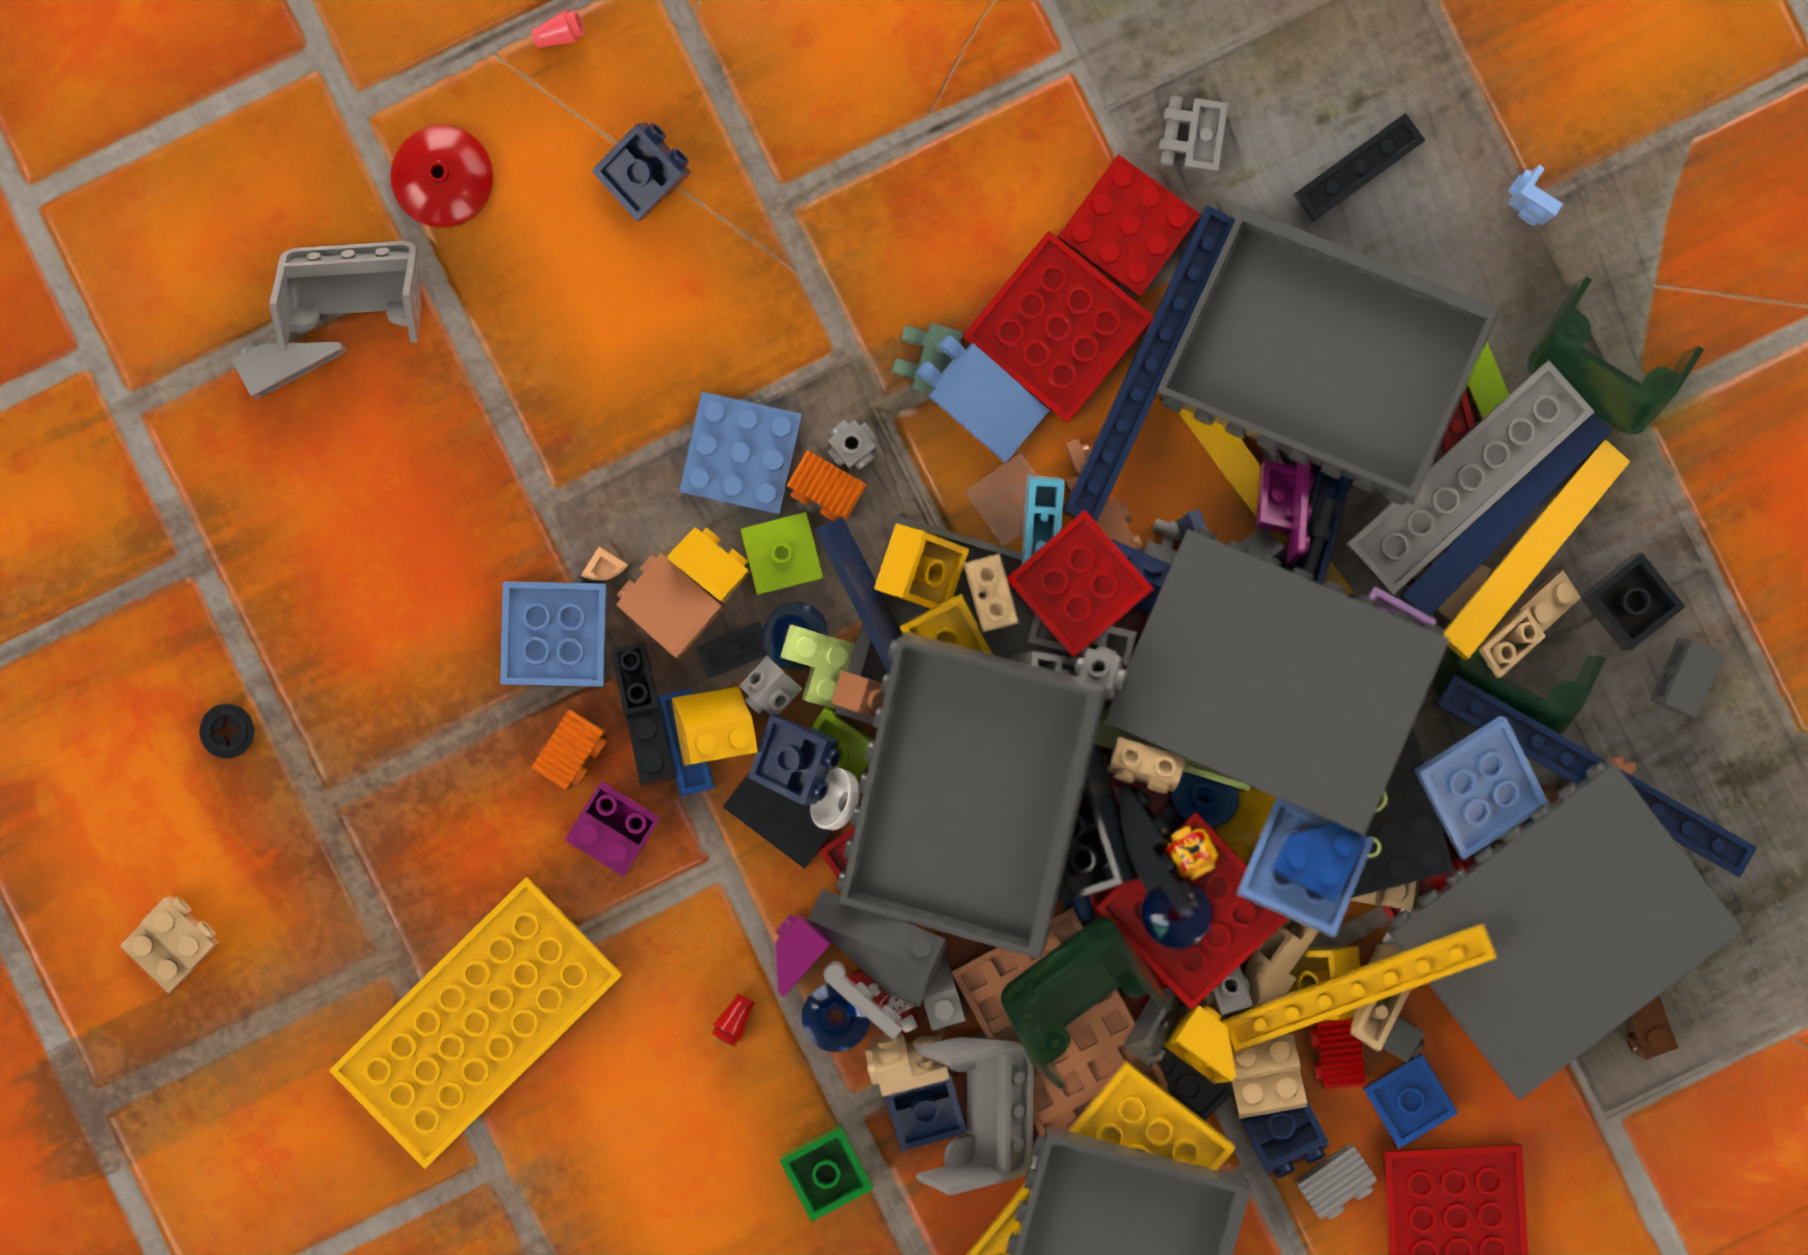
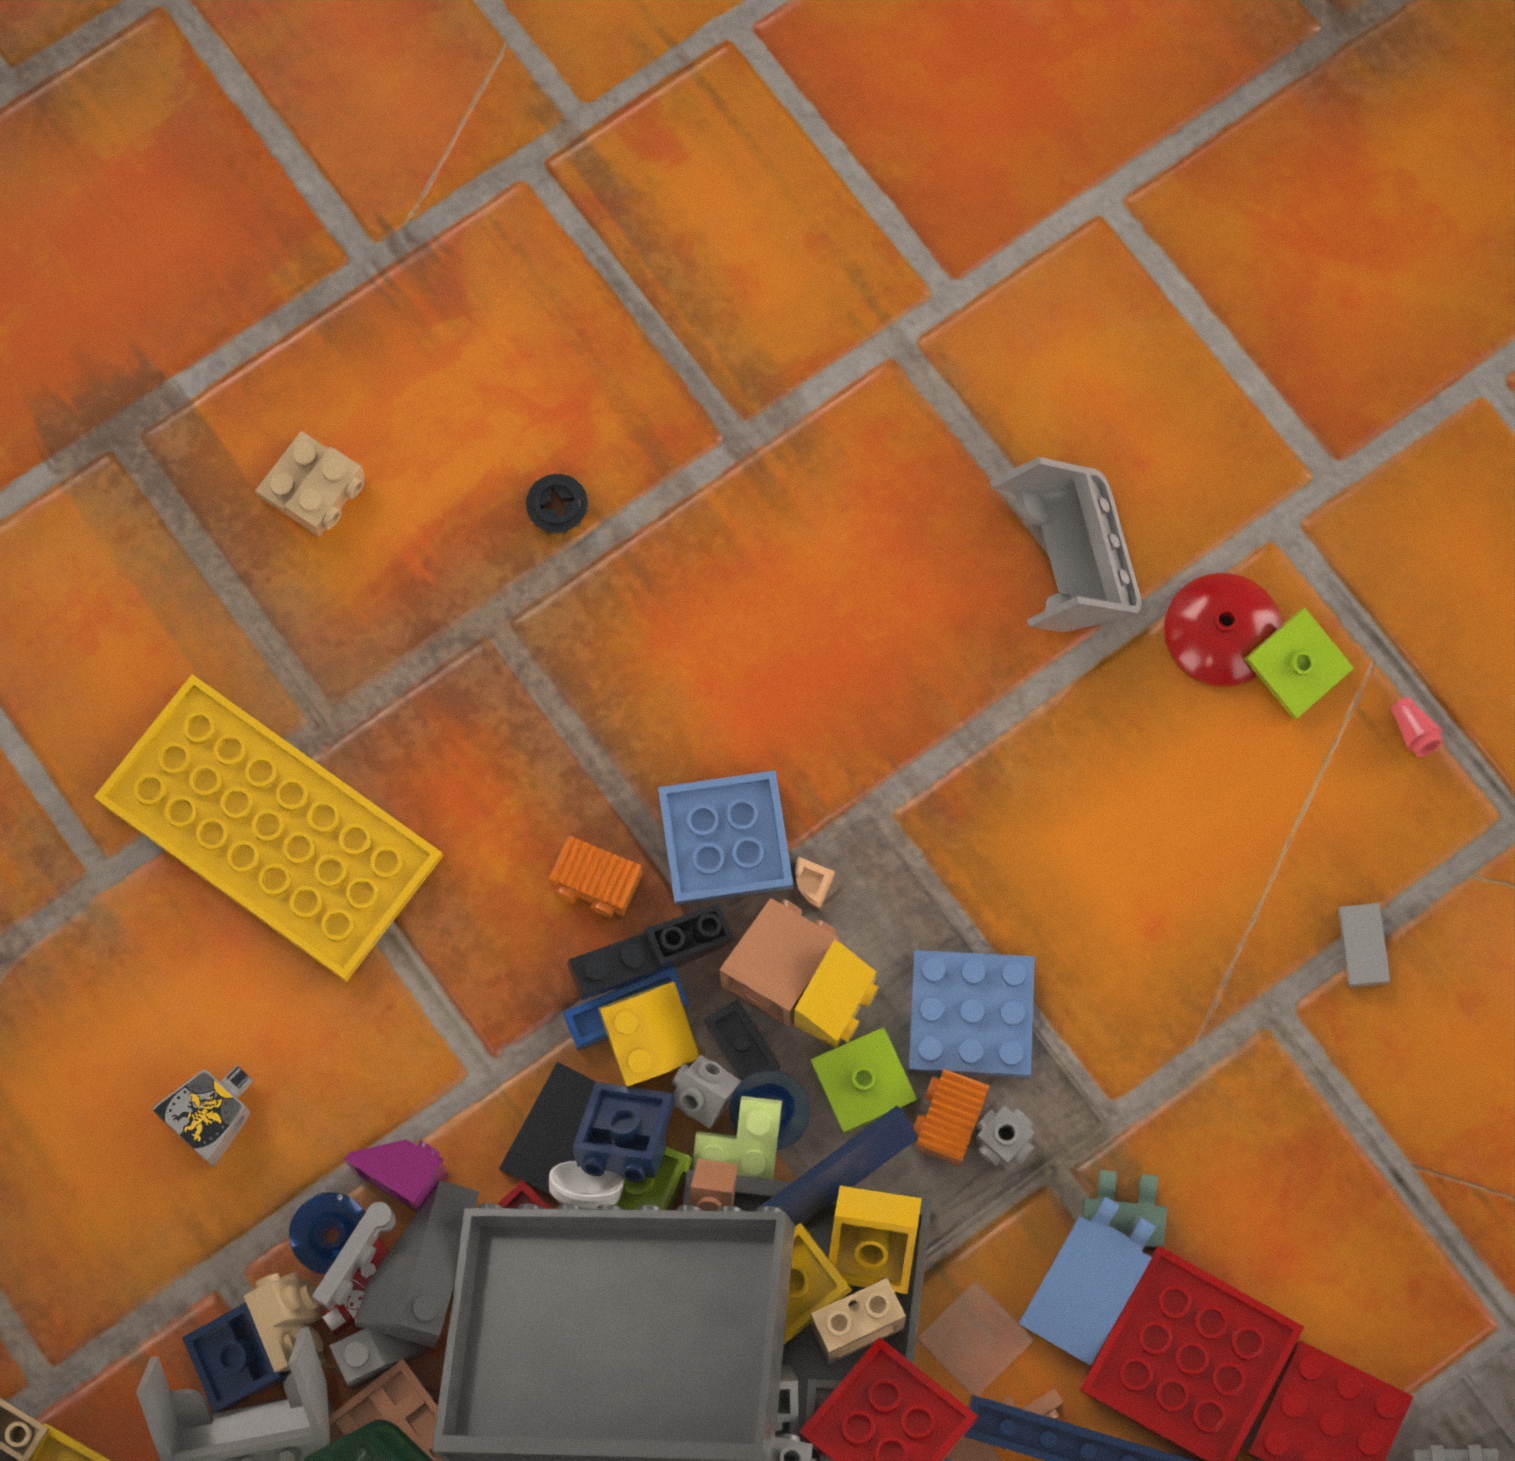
camera: 85 degrees right, 15 degrees down
(268, 369) = (966, 478): light grey slope -> none
(485, 117) = (1299, 663): none -> lime plate
(613, 829) = (510, 939): magenta slope -> none
(642, 169) = (1277, 846): dark blue plate -> none
(716, 1106) = (207, 1112): none -> torso
(733, 1021) = (309, 1116): red cone -> none
(738, 114) = (1364, 945): none -> light grey tile
(826, 1172) = (146, 1251): green brick -> none
(1041, 512) = (968, 1371): medium azure slope -> none

